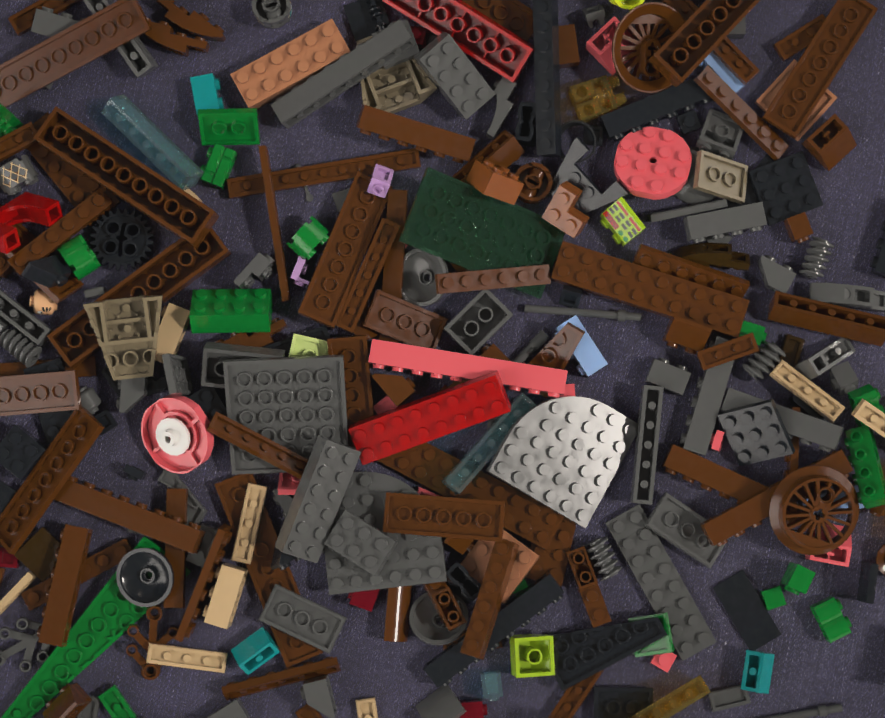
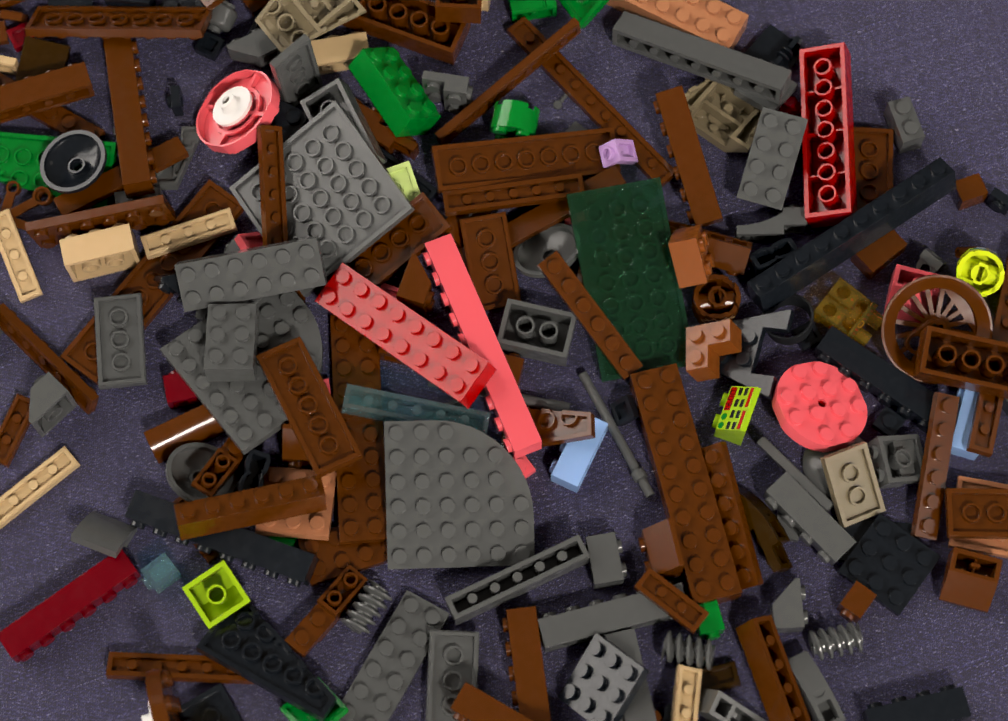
camera: 60 degrees right, 15 degrees down
(255, 651) = (59, 314): teal brick -> none
(299, 270) = (478, 133): lavender bracket -> none
(717, 440) = (569, 654): coral plate -> none

